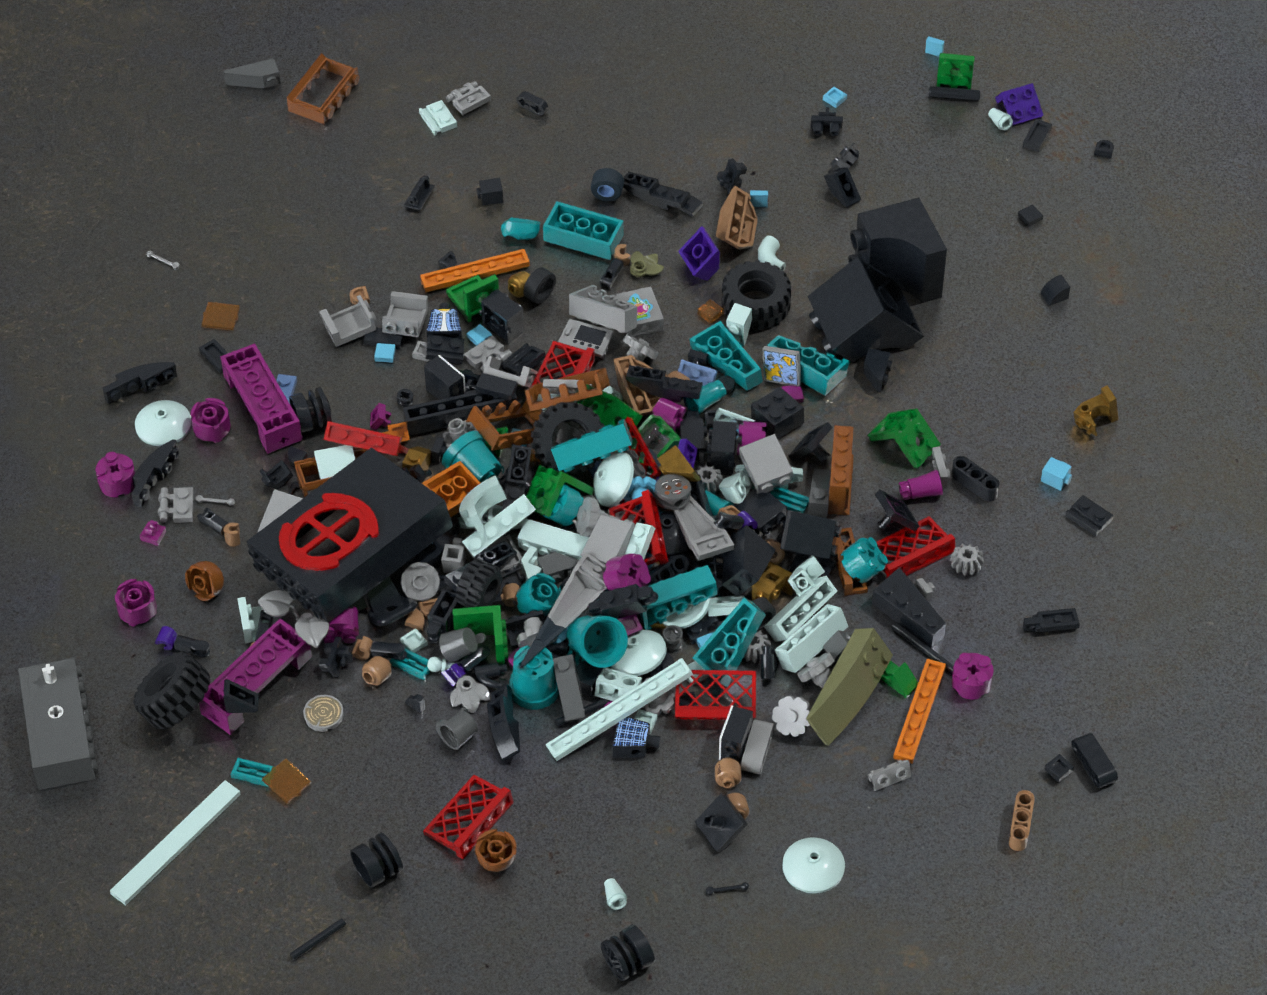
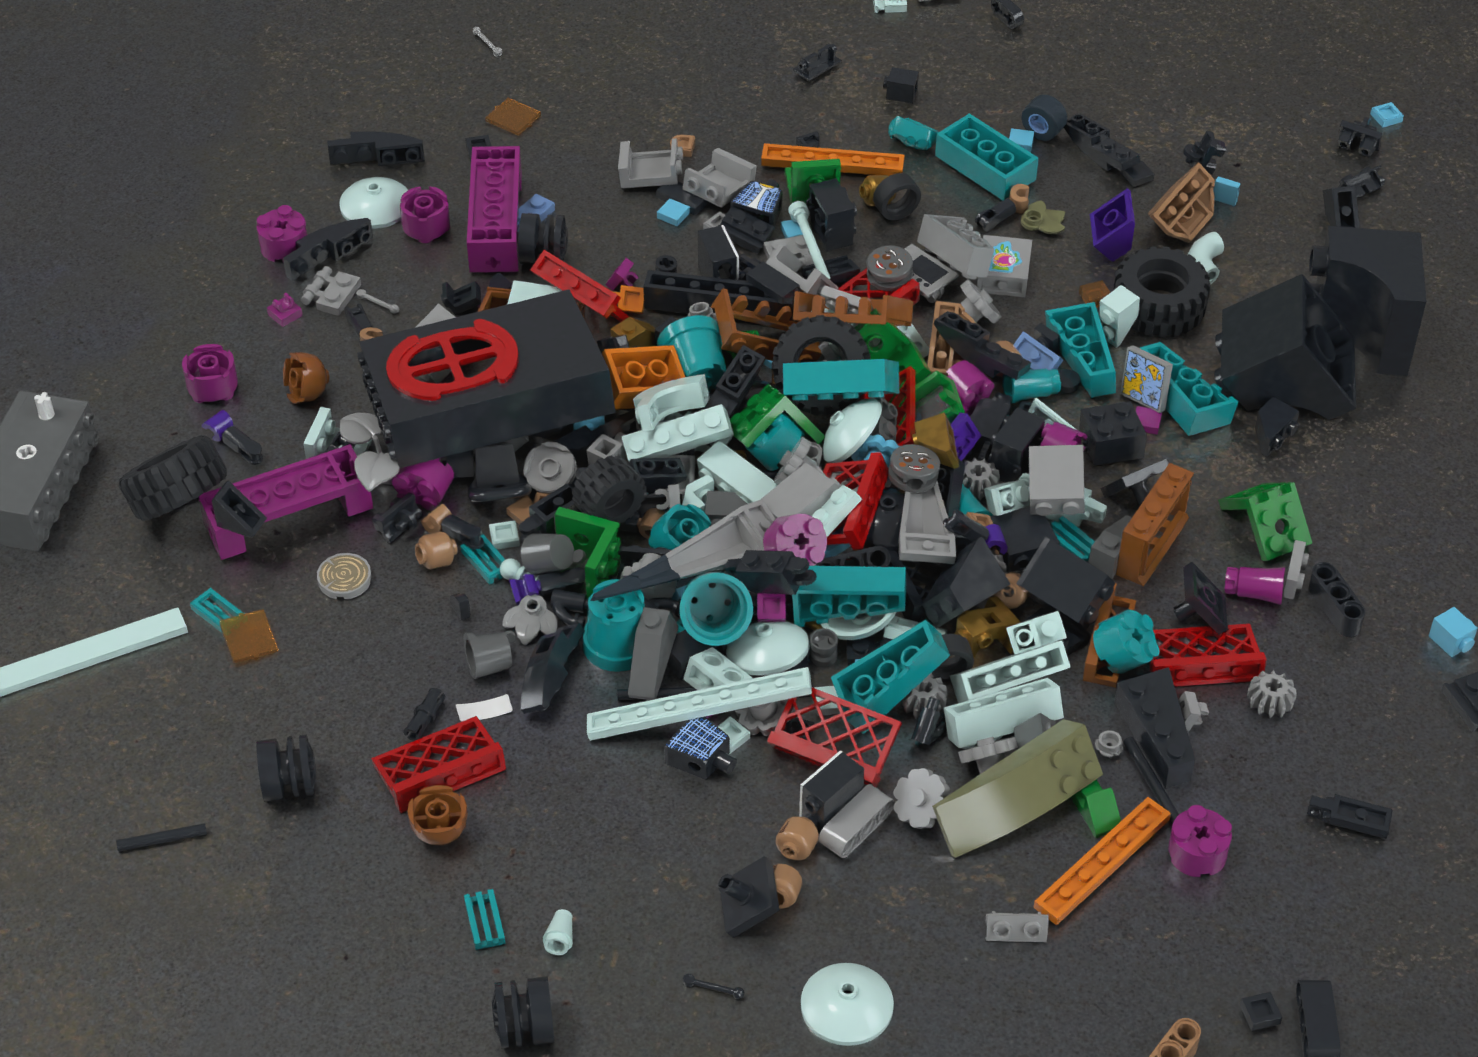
camera: 25 degrees right, 5 degrees down
(439, 787) = (424, 714): none -> black pin
(475, 767) = (485, 709): none -> white sticker
(478, 323) = (799, 213): none -> light aqua piece
(519, 571) = (672, 496): none -> light grey tile
(551, 893) = (480, 900): none -> teal tile
(568, 345) = (889, 268): none -> dark grey head
(597, 205) = (1023, 138): none -> medium azure tile
(885, 628) = (1112, 739): none -> light grey plate

